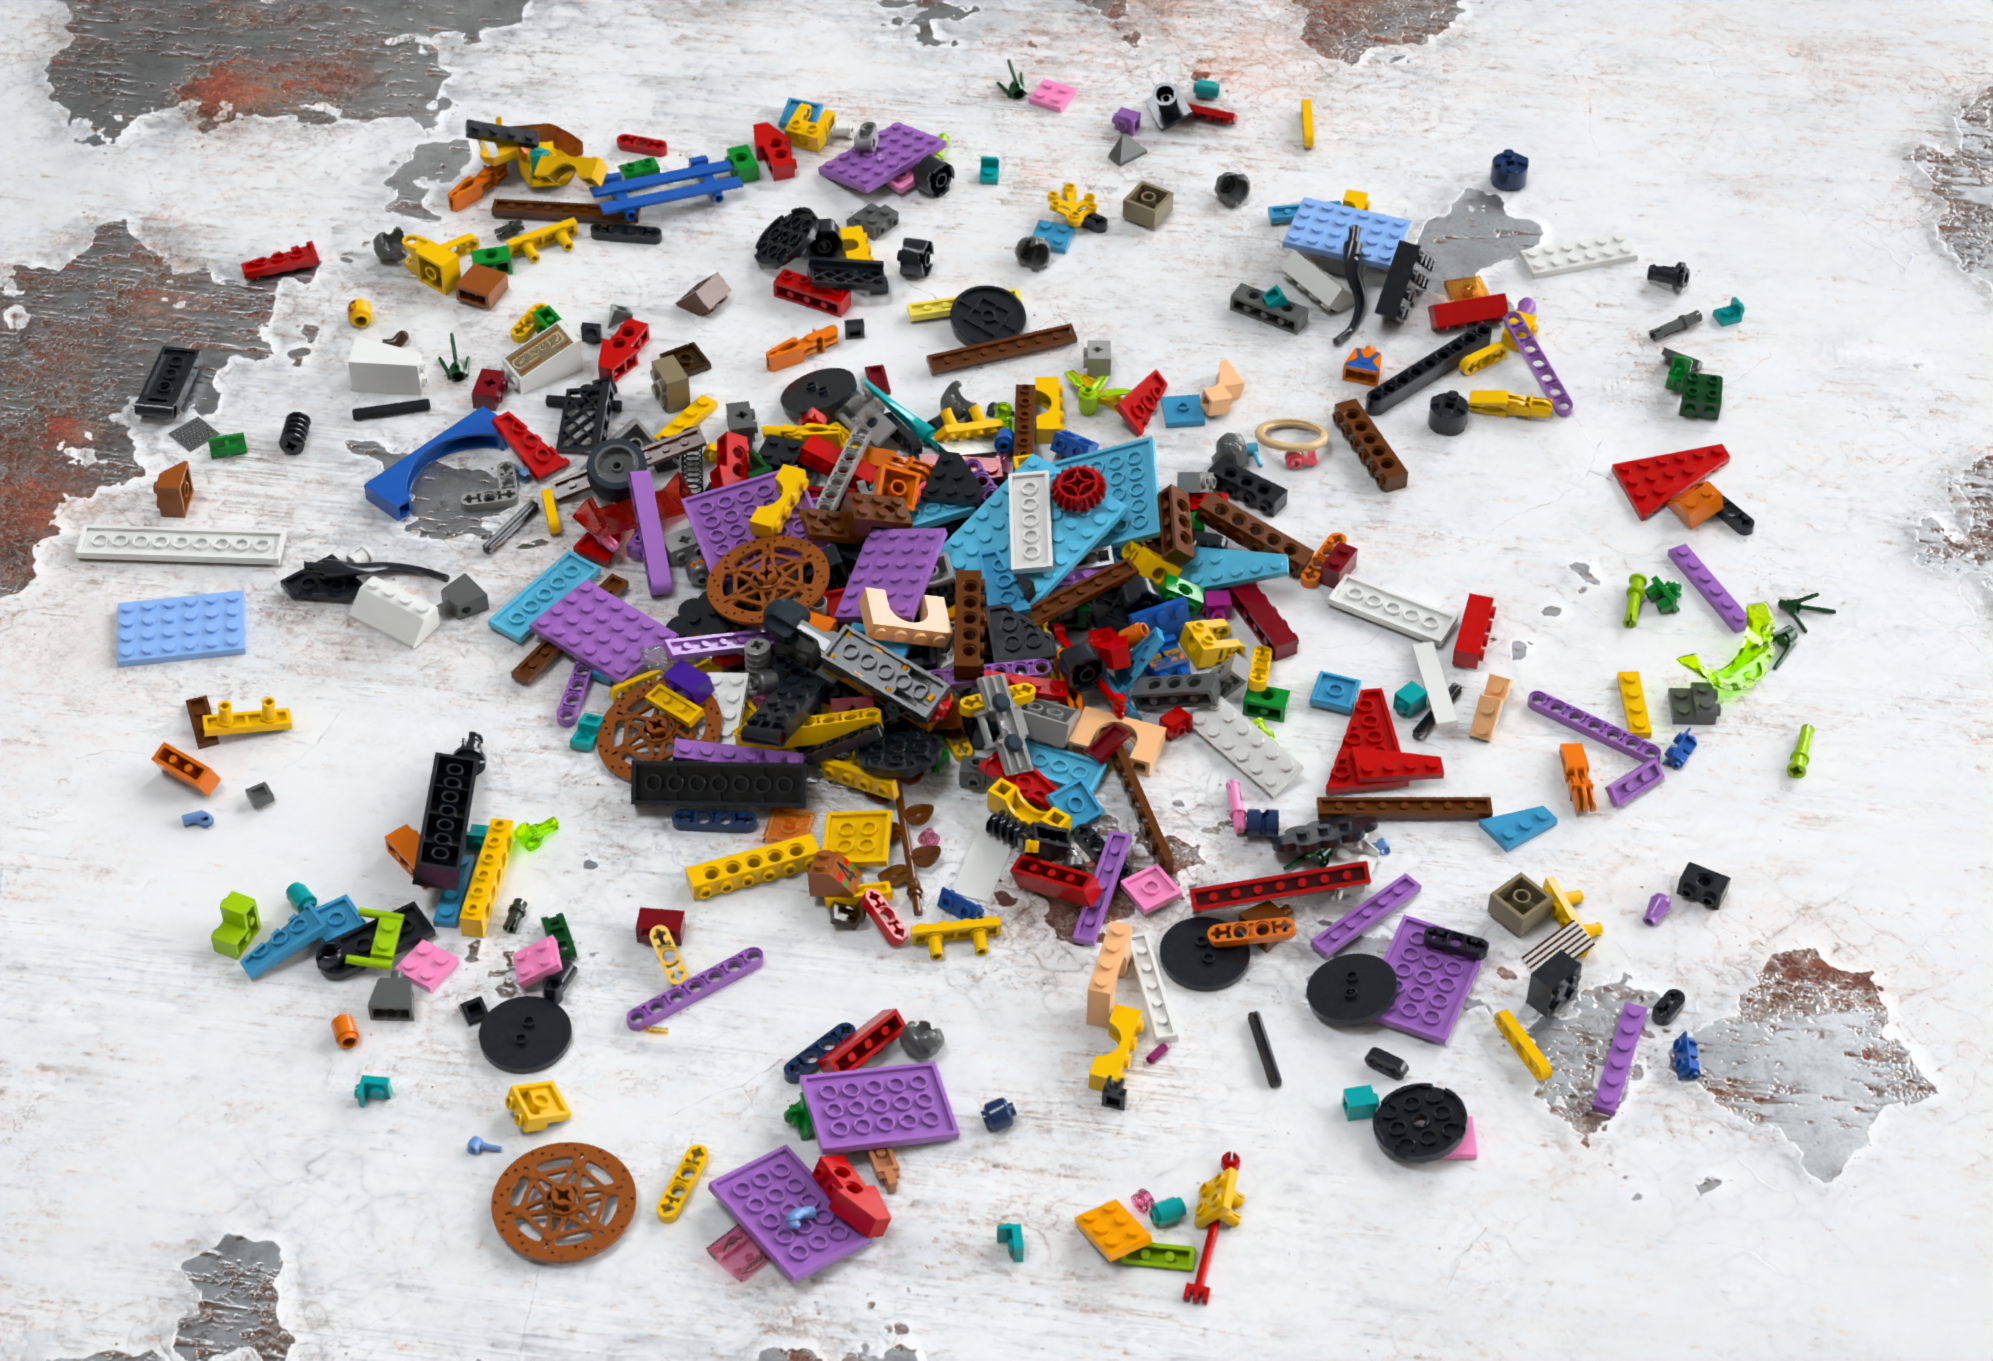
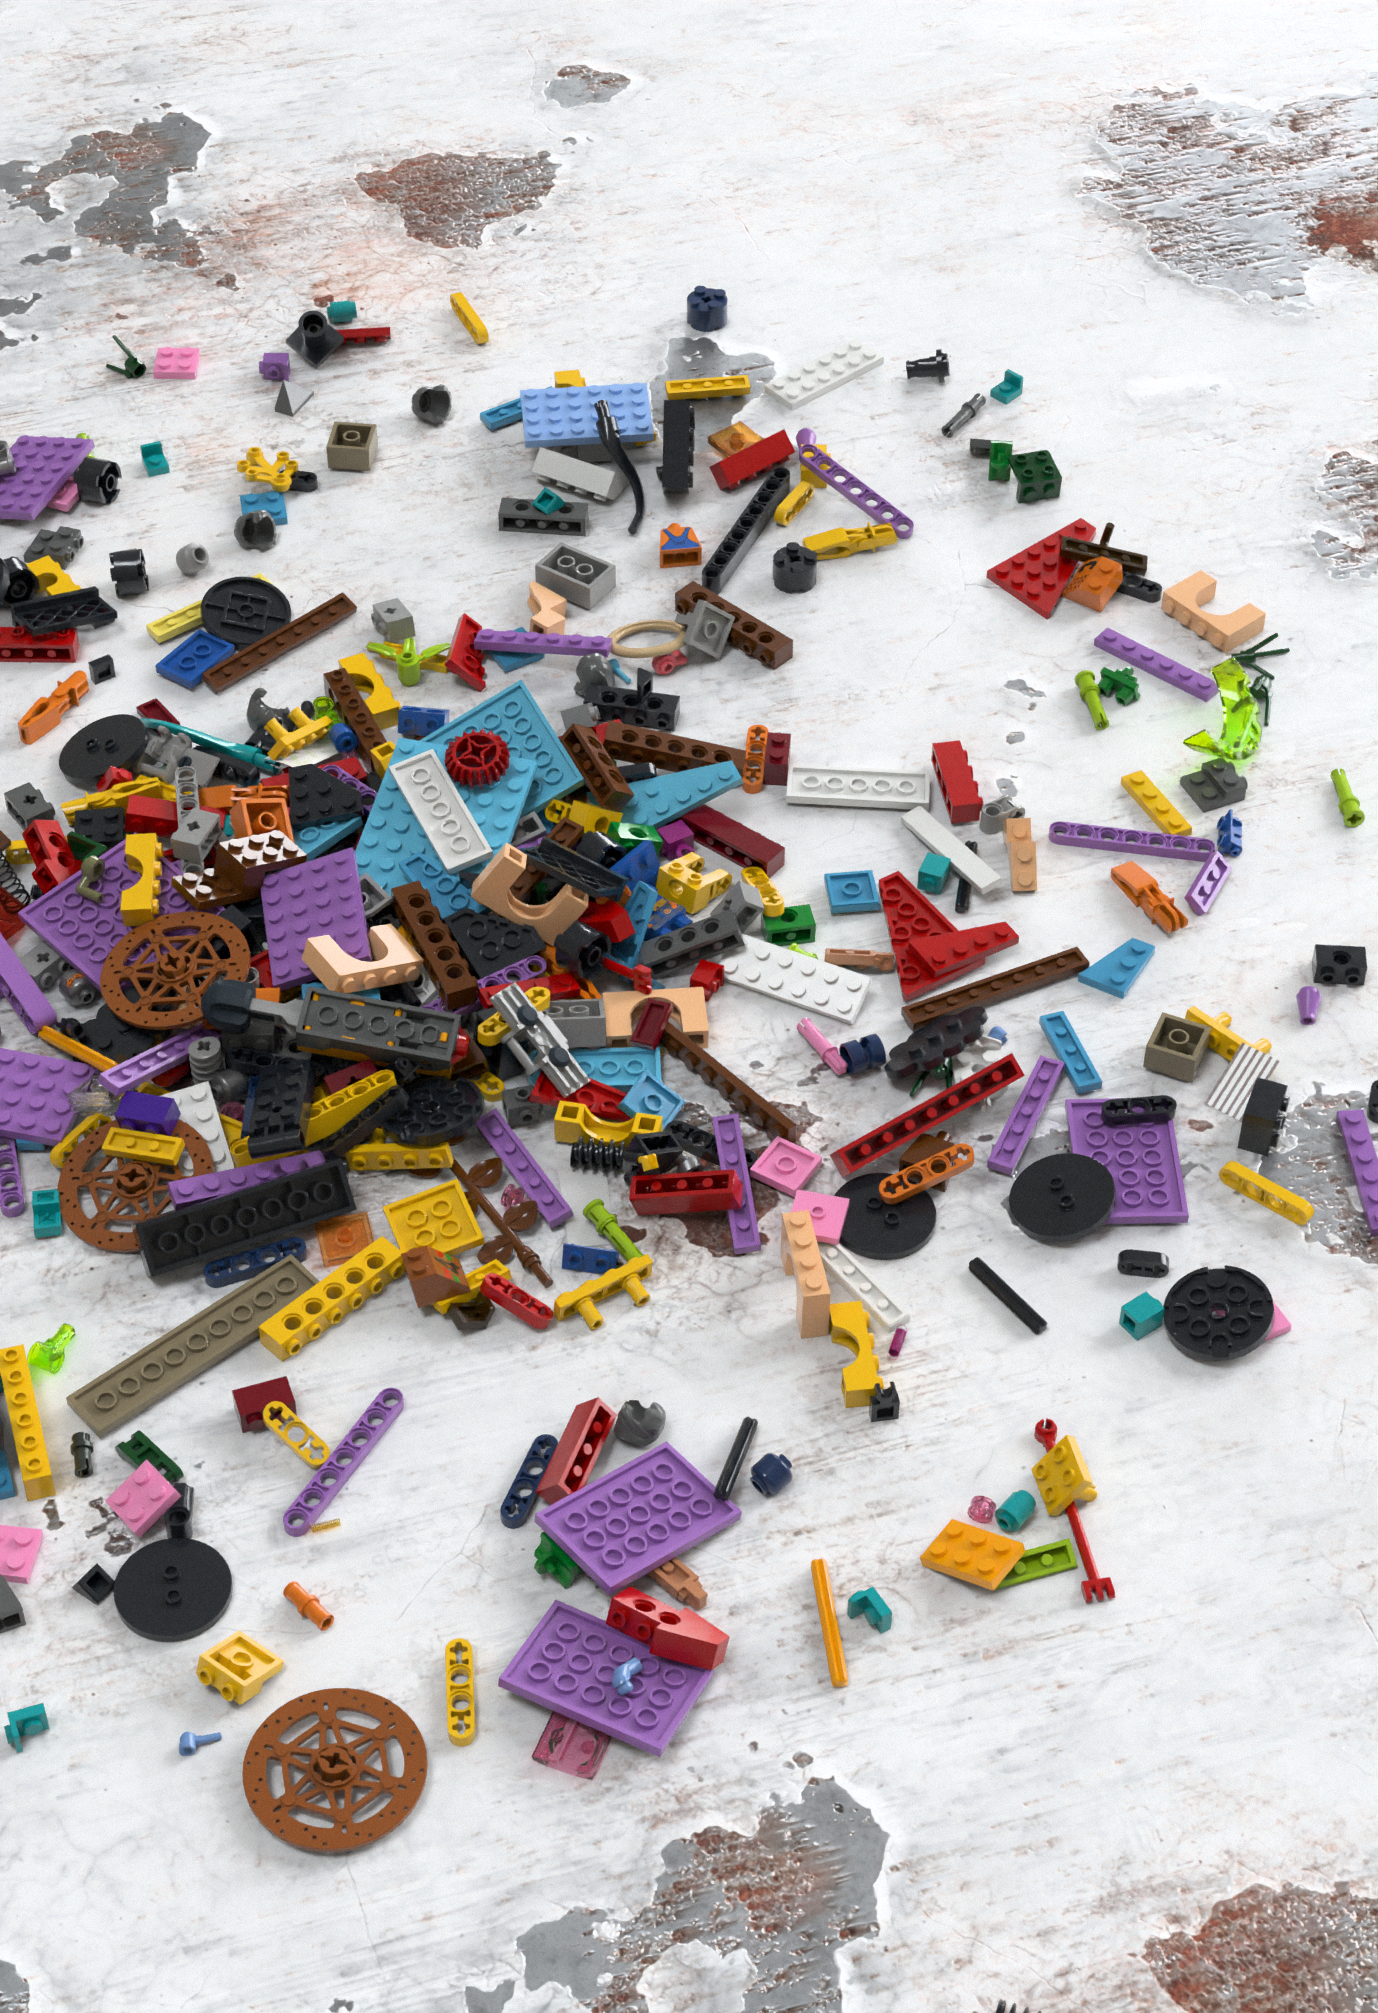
camera: 25 degrees left, 0 degrees up
(610, 1081) = (308, 1605): none -> orange pin
(631, 866) = (189, 1348): none -> dark tan plate
(670, 616) = (76, 1049): none -> light orange axle
(676, 600) = (71, 1028): none -> black axle
(747, 484) = (92, 870): none -> olive plate
(837, 481) = (196, 835): none -> light grey brick
(929, 340) = (194, 657): none -> blue plate
(949, 820) = (523, 1168): none -> medium lavender plate
(971, 260) = (192, 558): none -> light grey head
(977, 1239) = (829, 1623): none -> light orange axle
(978, 1093) = (735, 1458): none -> black axle
(986, 885) = (607, 1225): none -> lime pin
(1034, 600) = (549, 919): none -> light nougat arch
(1104, 601) = (576, 870): none -> black fence
(1152, 935) = (826, 1213): none -> bright pink plate
(1203, 412) = (542, 643): none -> medium lavender plate
(1259, 471) = (644, 684): none -> black slope
(1264, 365) = (576, 575): none -> light grey brick
(1308, 747) = (859, 958): none -> nougat hinge
(1340, 441) = (706, 628): none -> light grey bracket
(1433, 879) = (1071, 1052): none -> dark azure plate
(1470, 239) = (707, 387): none -> yellow plate
(1495, 665) = (997, 810): none -> light grey piece
(1726, 485) = (1084, 551): none -> dark brown plate
(1784, 577) = (1222, 631): none -> light nougat arch

